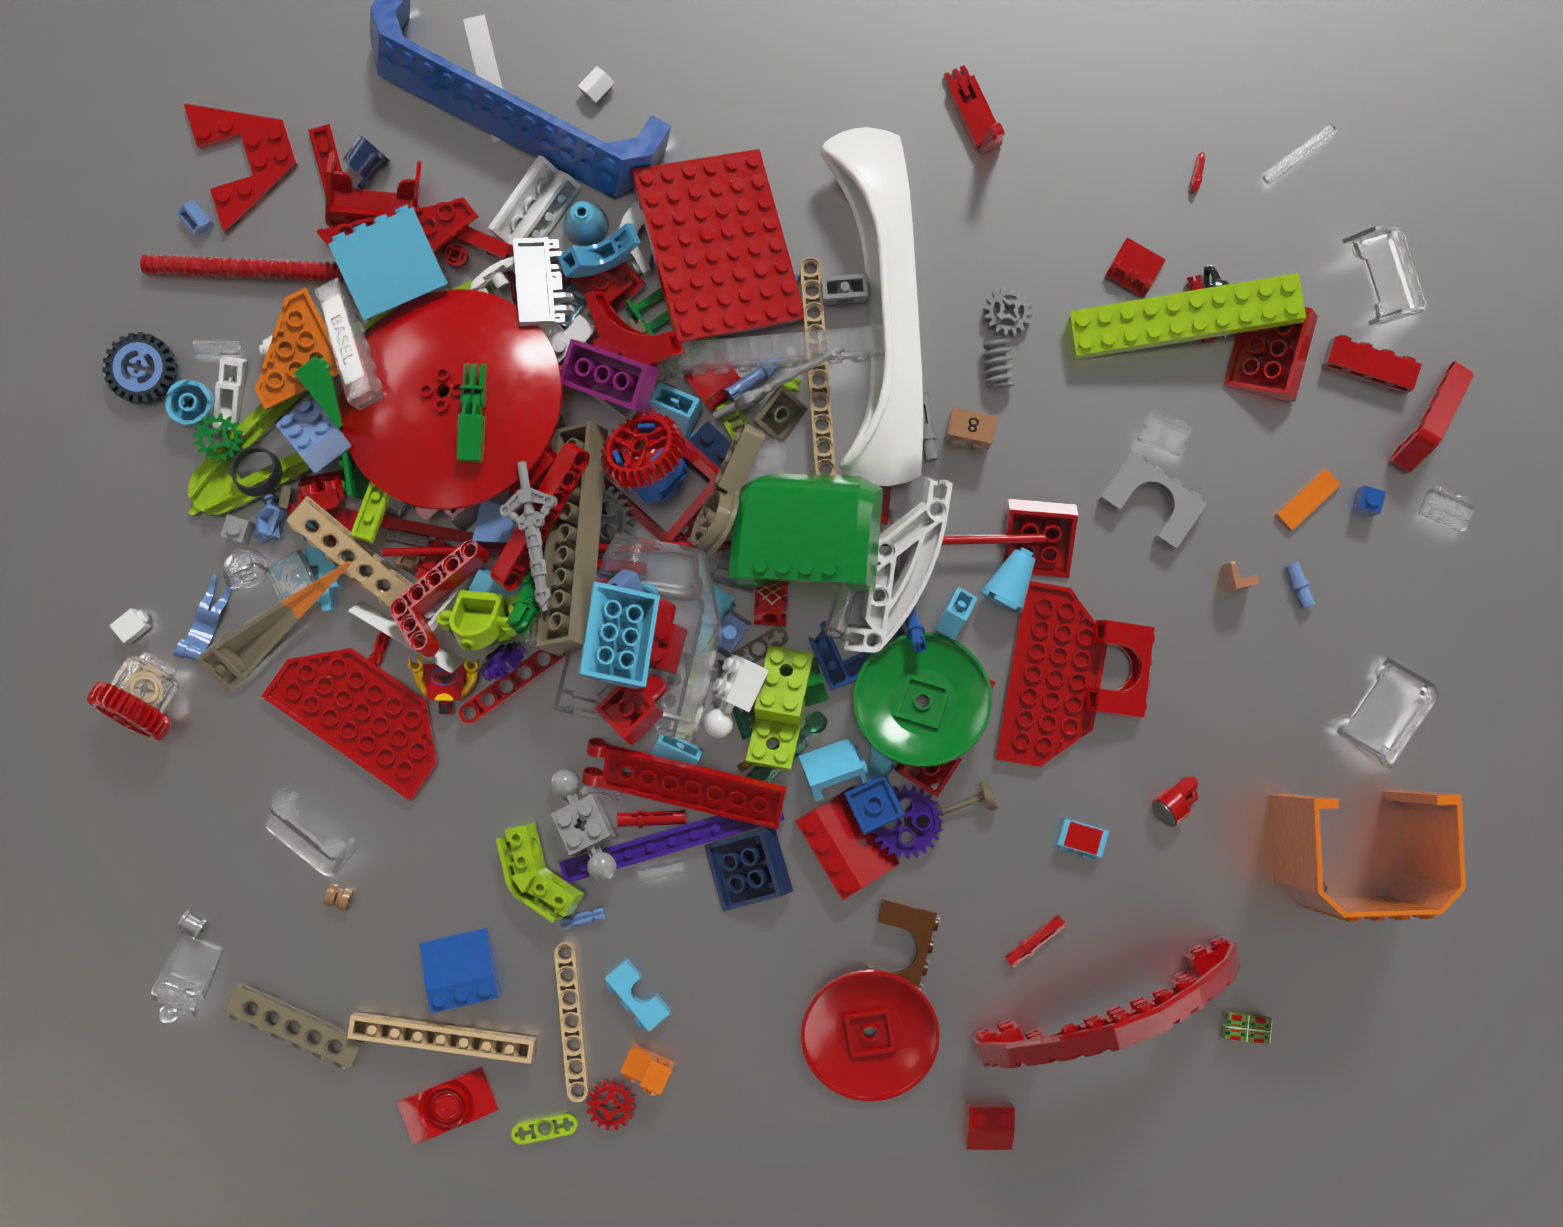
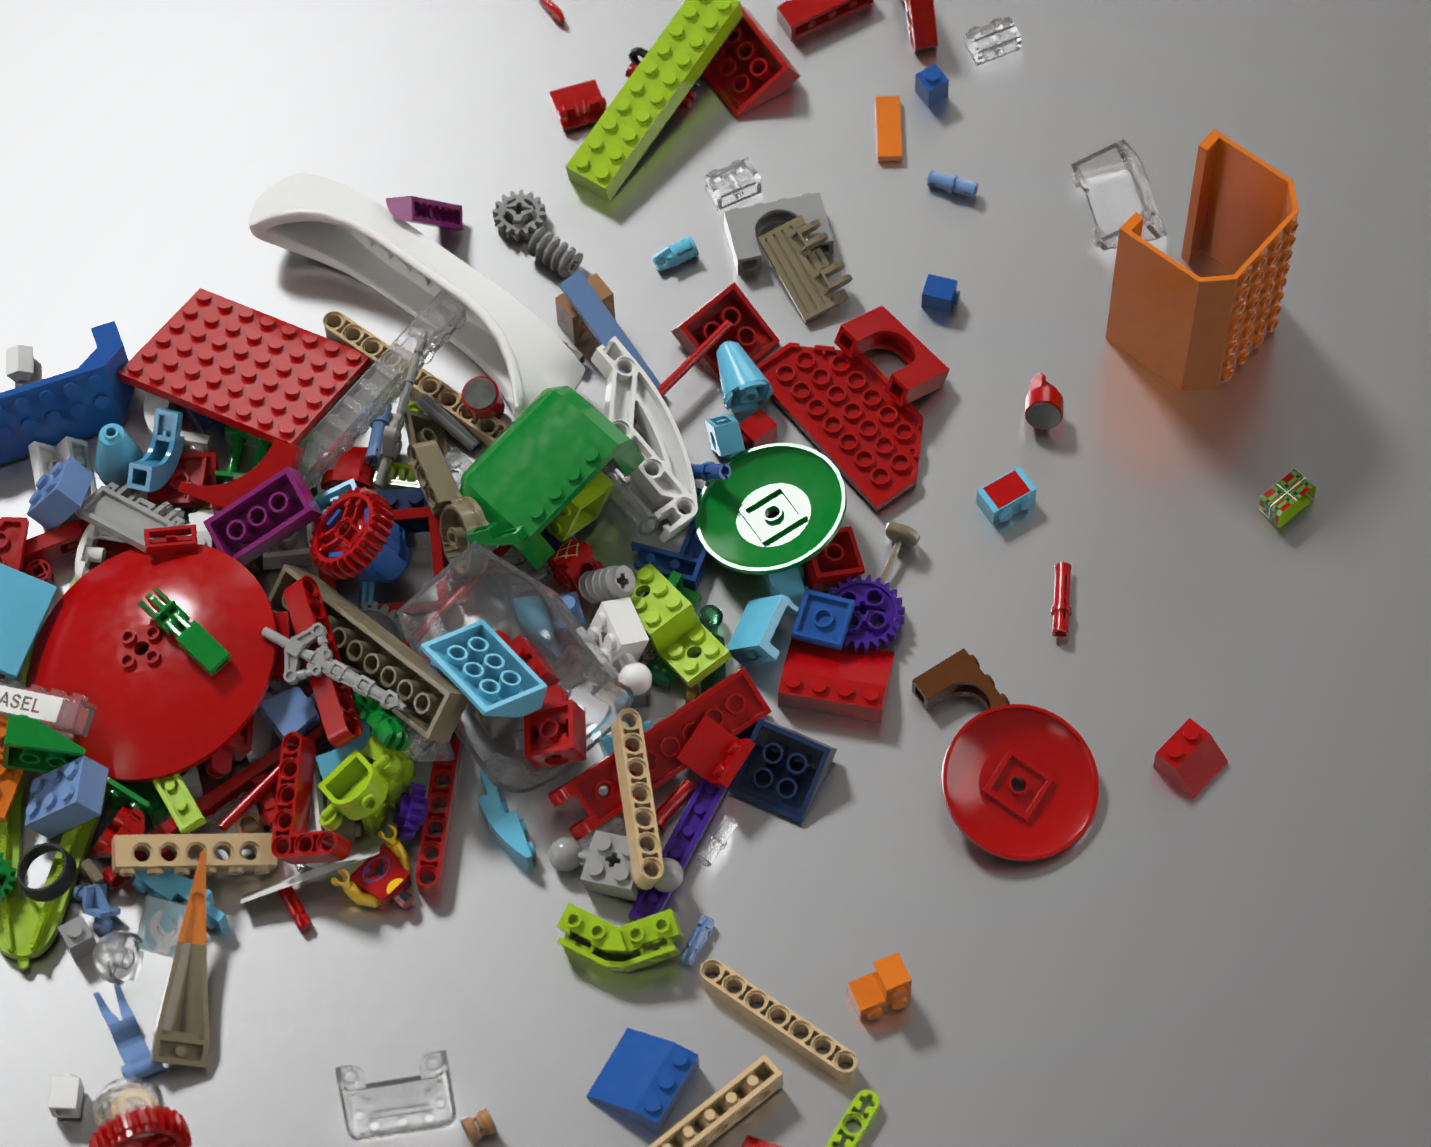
camera: 40 degrees left, 25 degrees down
(360, 715) = (337, 974): red plate -> none
(514, 218) = (59, 493): none -> medium blue brick
(549, 732) = (504, 824): none -> medium azure slope
(552, 344) = (170, 543): none -> red tile
(599, 1103) = (883, 1061): red gear -> none
(626, 820) = (632, 808): none -> tan beam
(647, 1012) = (827, 953): medium azure arch -> none
(713, 824) = (715, 753): none -> red bracket
(716, 554) = (491, 535): none -> green slope
(766, 644) = (607, 584): none -> light grey piece
(804, 415) = (447, 422): none -> light grey axle
(836, 427) = (483, 398): none -> piece
(845, 289) = (379, 309): light grey brick -> none
(941, 255) = (426, 212): none -> magenta brick
(961, 465) = (599, 318): none -> medium blue tile
(974, 110) = (340, 117): red hinge -> none
(982, 627) = (758, 430): none -> red brick
(1072, 445) = (675, 254): none -> medium azure hinge
(1135, 545) = (804, 271): none -> dark tan hinge
(1202, 655) = (940, 294): none -> blue brick
(1210, 973) = (1181, 507): red piece -> none
(1232, 578) = (901, 220): nougat panel -> none

